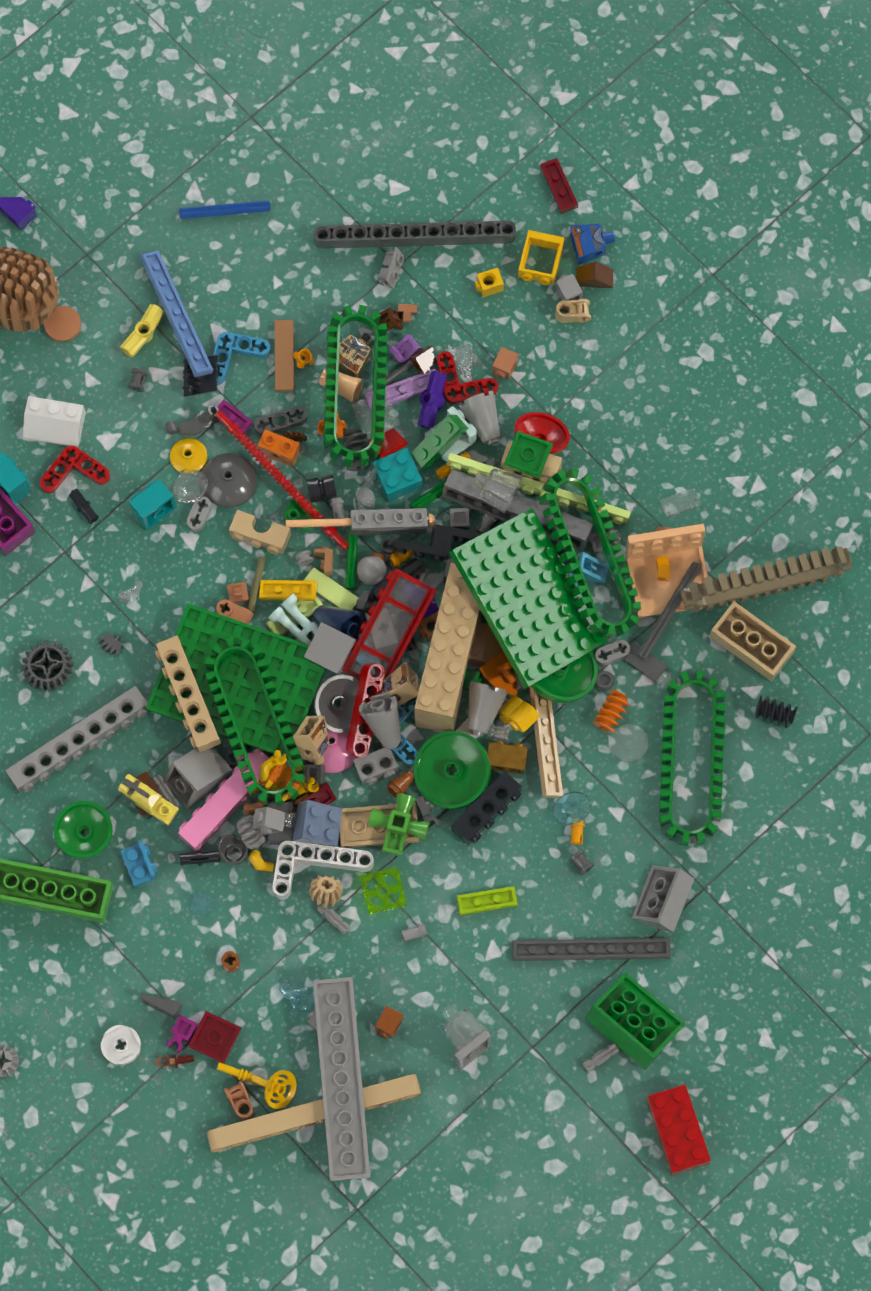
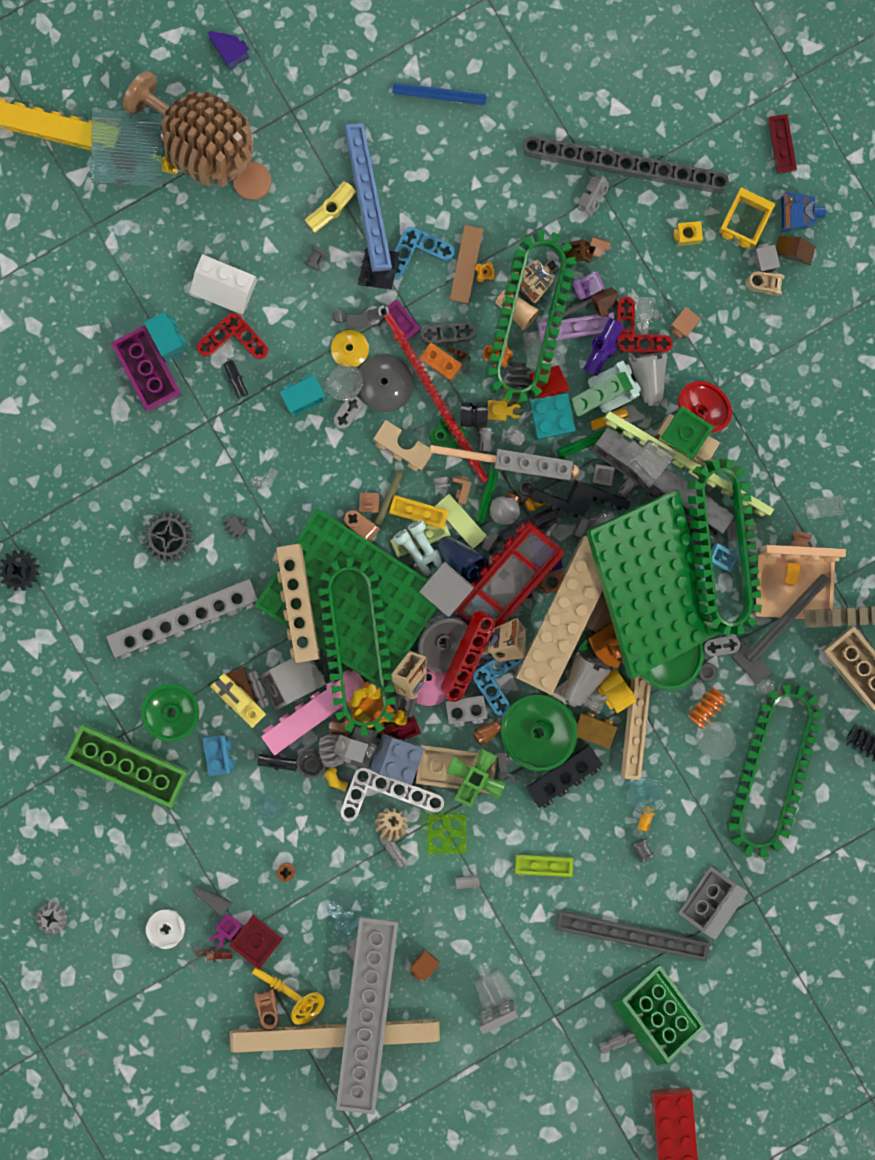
camera: 10 degrees right, 15 degrees up
(345, 480) = (499, 411): none -> yellow plate
(383, 719) = (482, 672): light grey cone -> none

